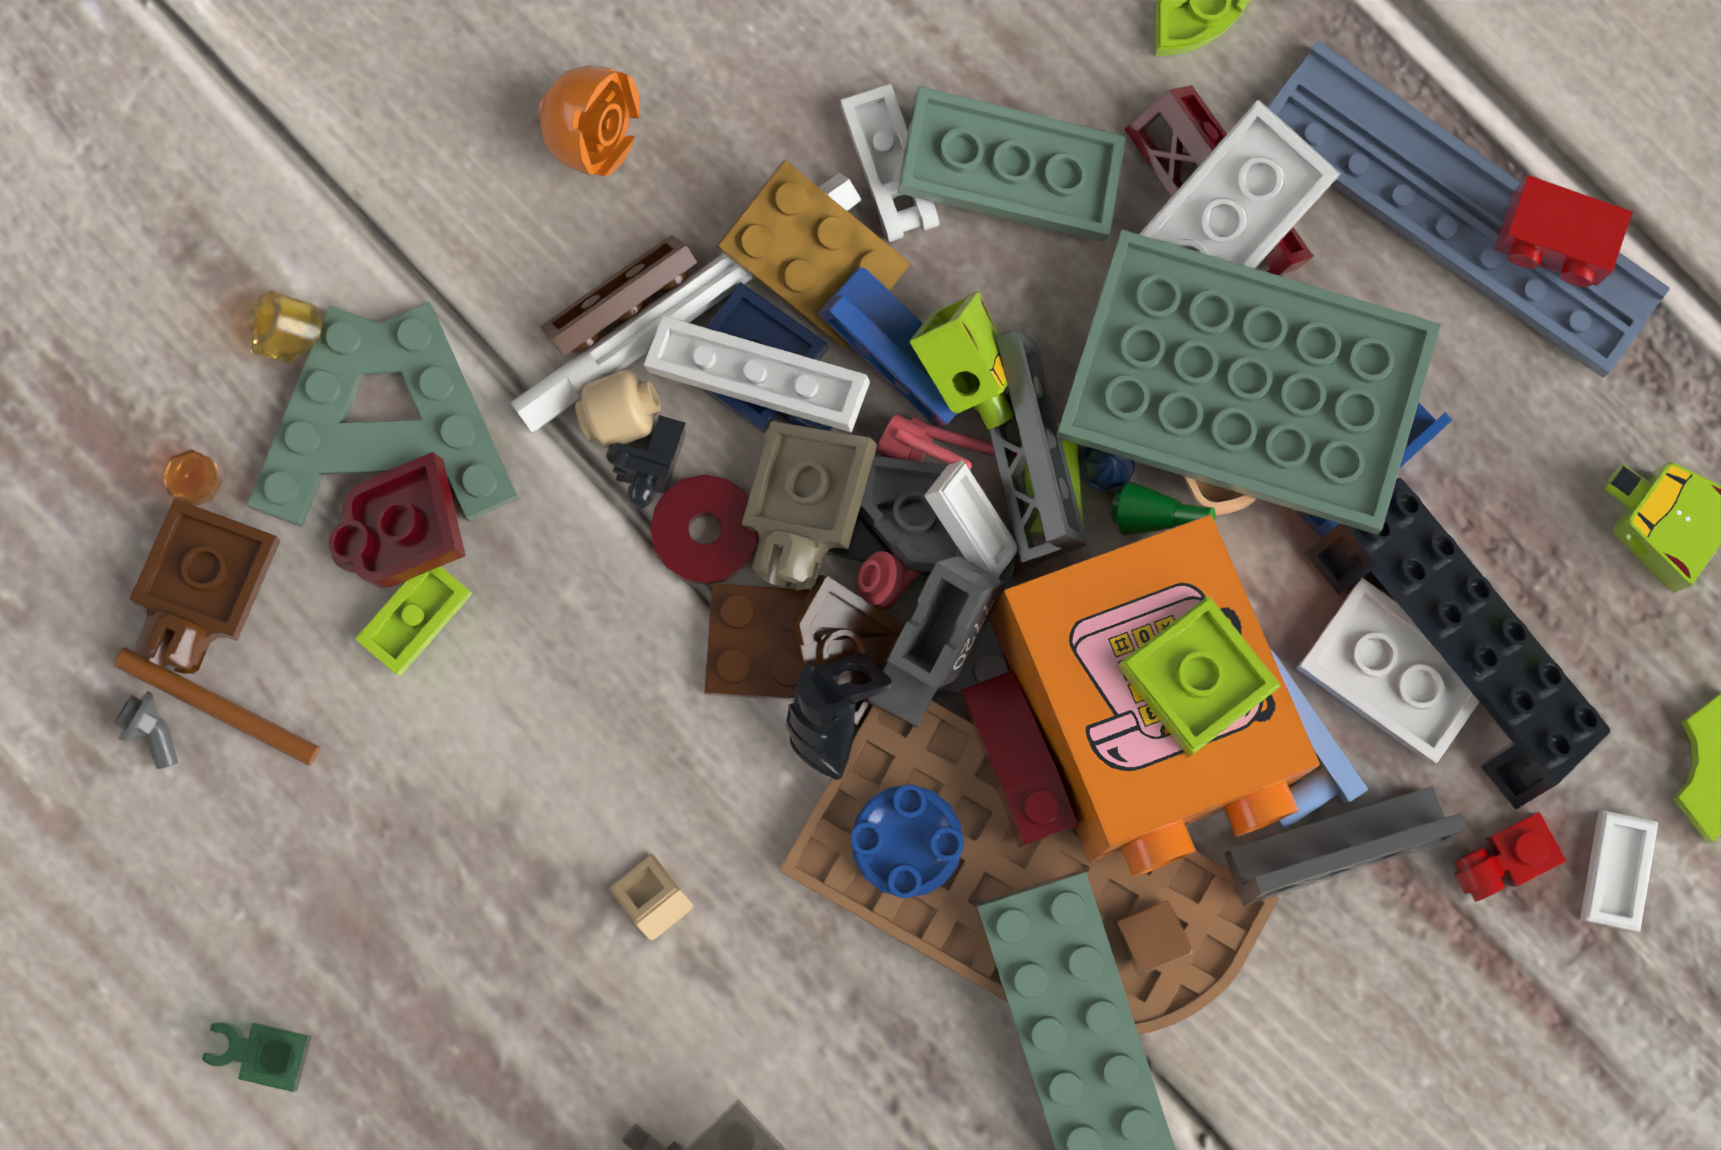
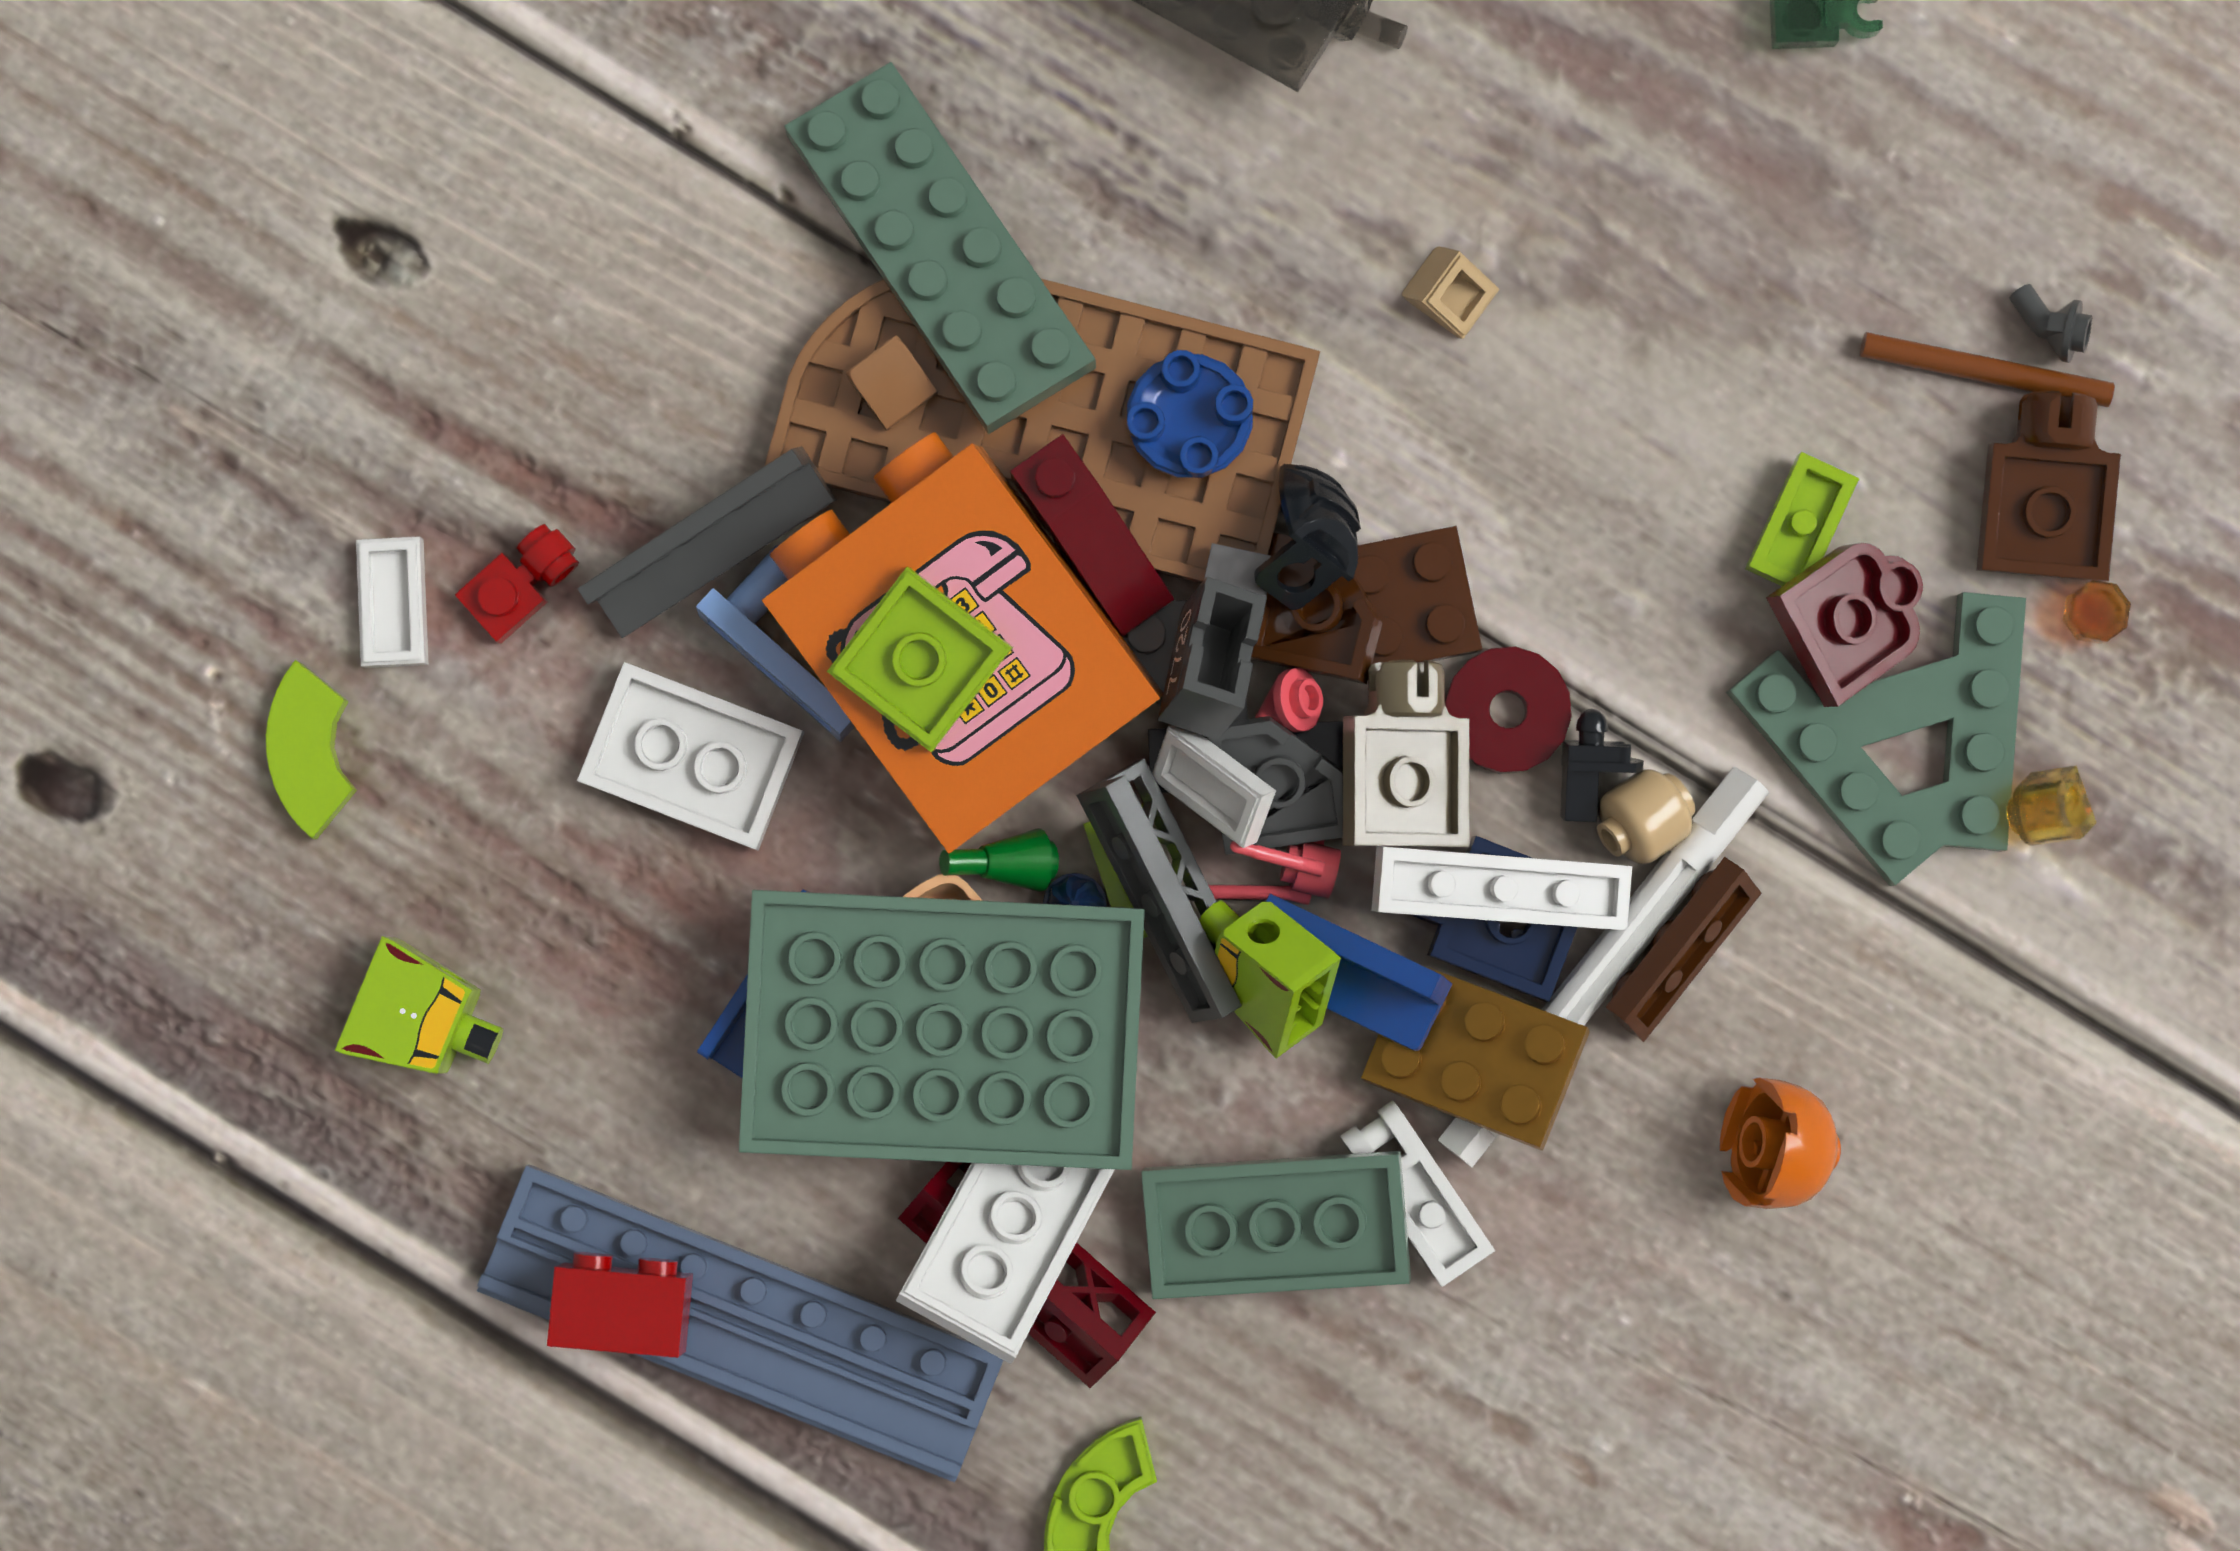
camera: 165 degrees right, 5 degrees up
(1477, 637) = (612, 814): black bracket -> none

